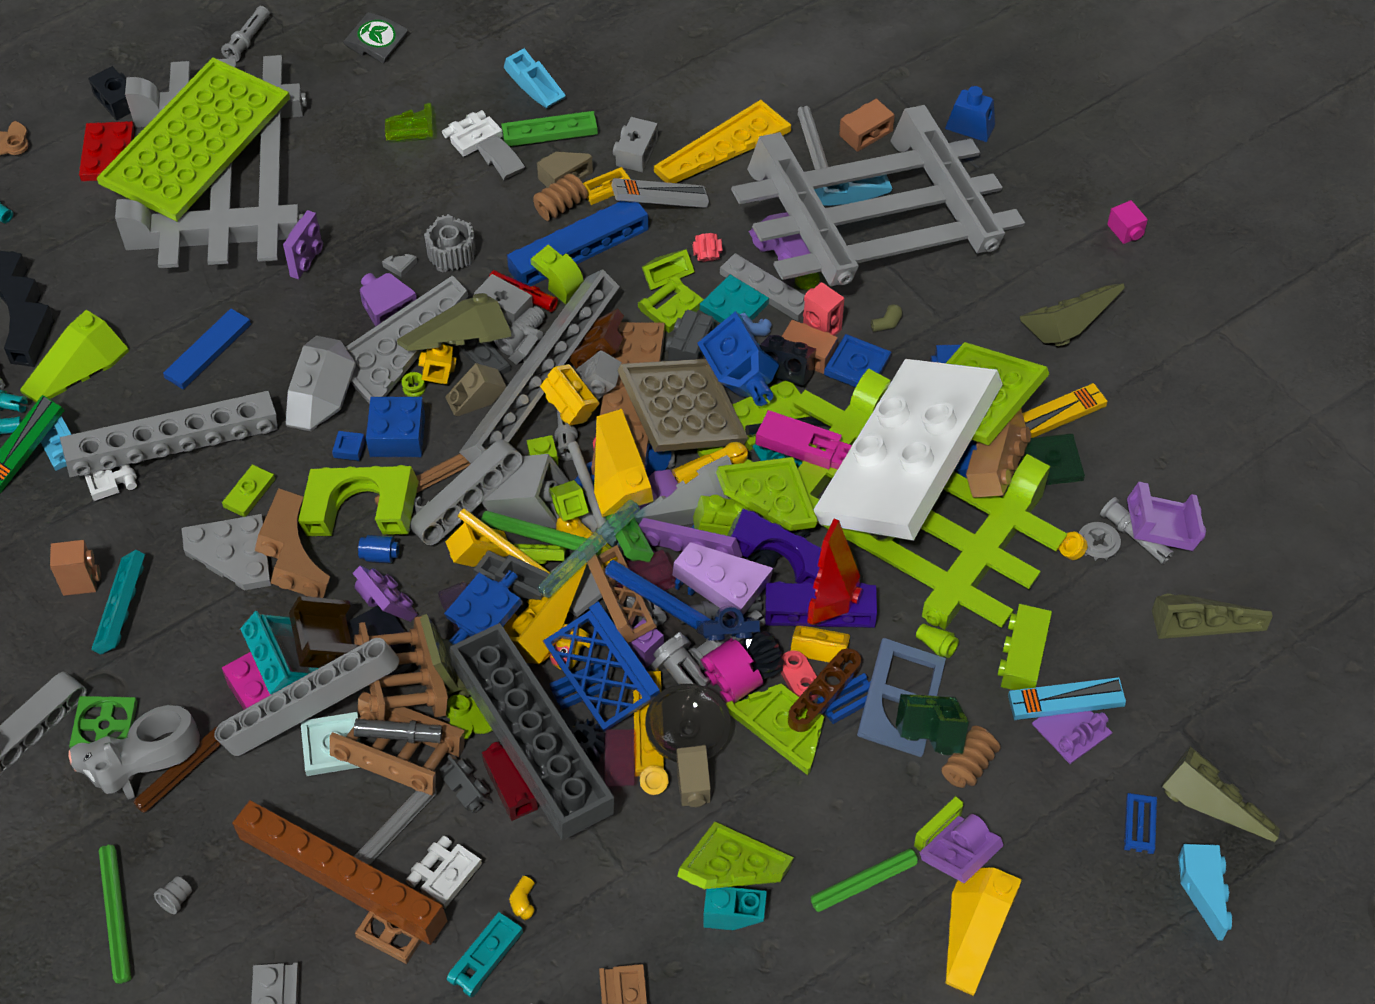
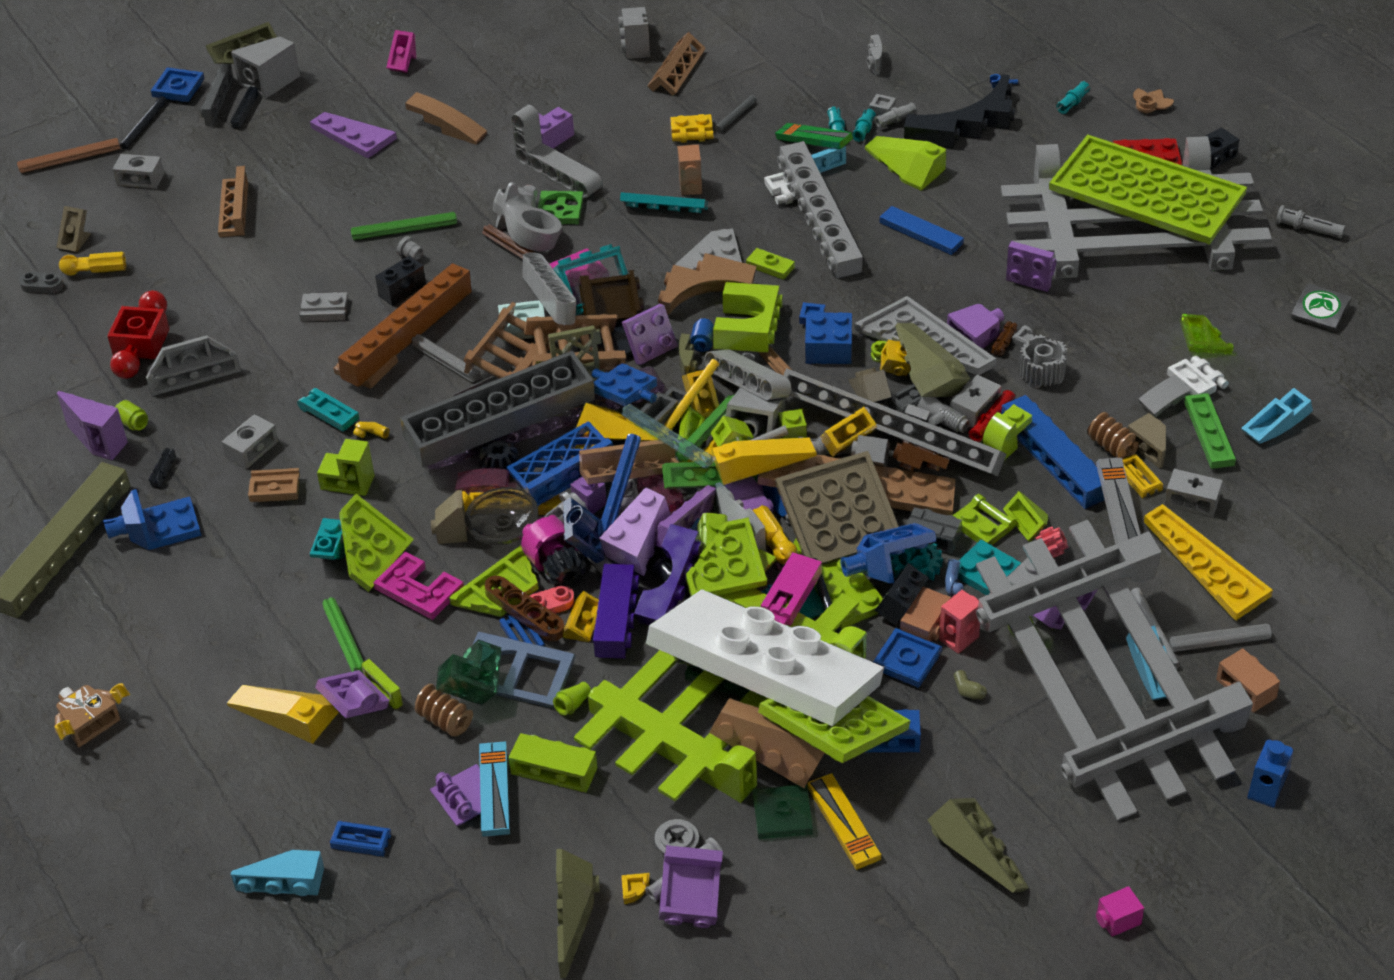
camera: 95 degrees right, 10 degrees down
(243, 894) = (400, 280): none -> black brick
(318, 383) = (879, 285): light grey wedge -> none
(397, 730) = (513, 346): dark grey pin -> none
(416, 284) = (1004, 338): none -> reddish brown axle
(426, 563) = (686, 355): none -> olive slope
(451, 874) = (396, 385): white plate -> none
(608, 900) = (349, 470): none -> lime brick
(807, 797) = (400, 585): none -> dark pink plate
(837, 578) = (609, 580): red wedge -> none
(1073, 546) = (670, 813): yellow tile -> none
(1157, 575) = (634, 886): none -> yellow tile
(1197, 785) = (376, 893): olive wedge -> none

